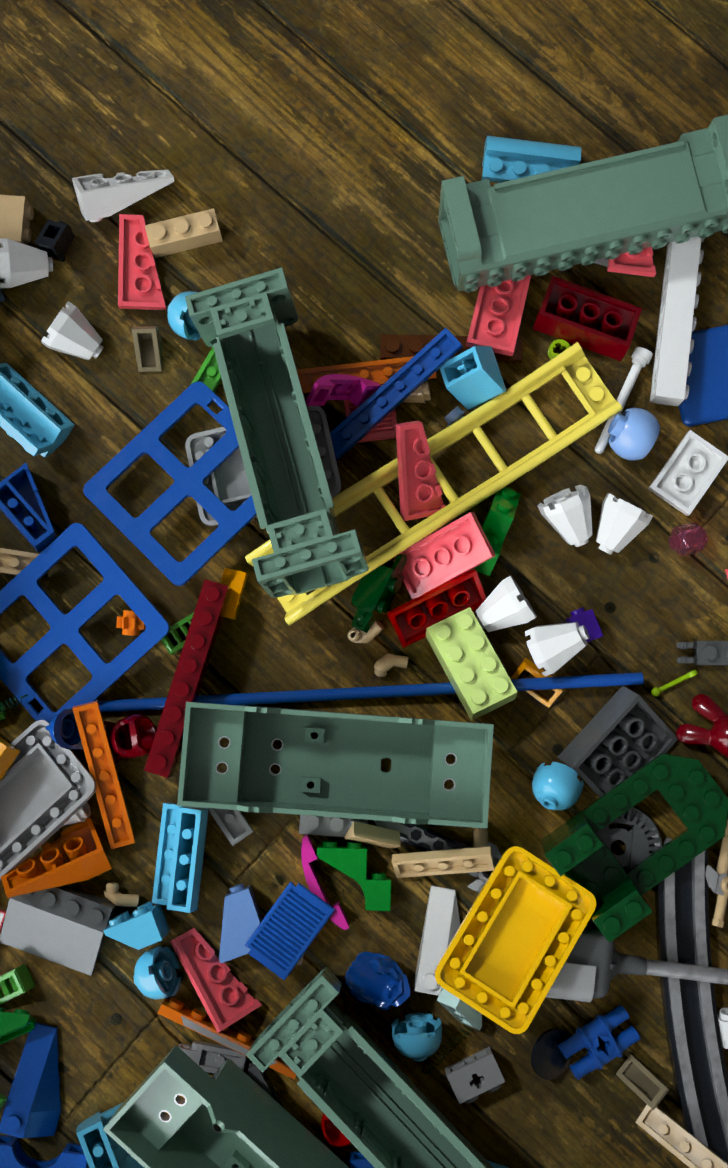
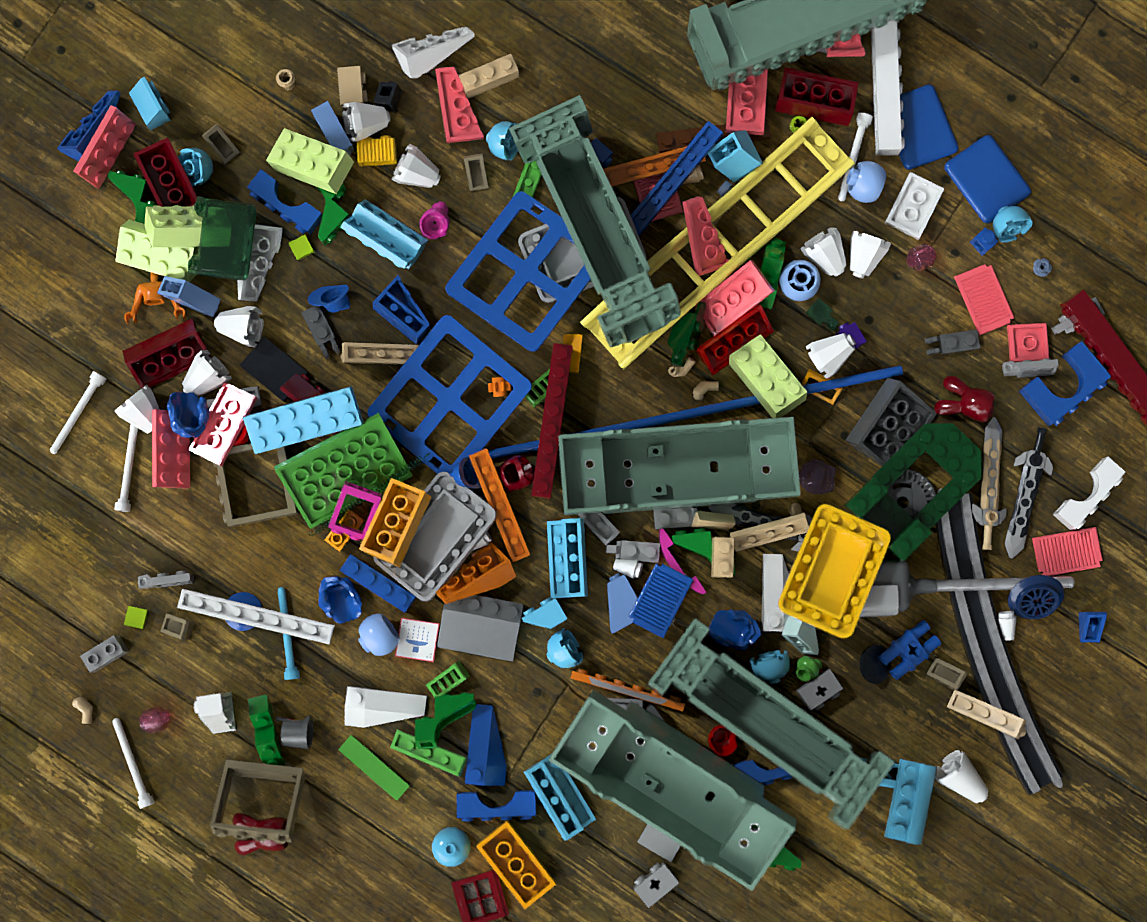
camera: 10 degrees left, 0 degrees up
(29, 305) = (376, 151): none -> yellow brick
(76, 403) = (437, 213): none -> dark pink piece
(118, 898) = (525, 599): tan arm -> none
(219, 991) = (614, 657): coral wing -> none
(257, 878) = (630, 568): none -> white cone
(269, 857) = (635, 551): none -> light grey hinge
(305, 349) = (602, 152): none -> blue brick
(341, 388) = (636, 179): dark pink slope -> none
(376, 889) = (722, 557): none -> tan brick
(465, 1047) = (808, 668): none -> bright green animal
(505, 607) = (787, 331): white cone -> none
(518, 802) = (820, 477): none -> hair
(542, 534) = (804, 268): none -> light blue wheel
(550, 590) = (821, 313): none -> clear green plate
(556, 786) = (848, 460): medium azure cylinder -> none
(657, 691) = (914, 379): lime hinge -> none

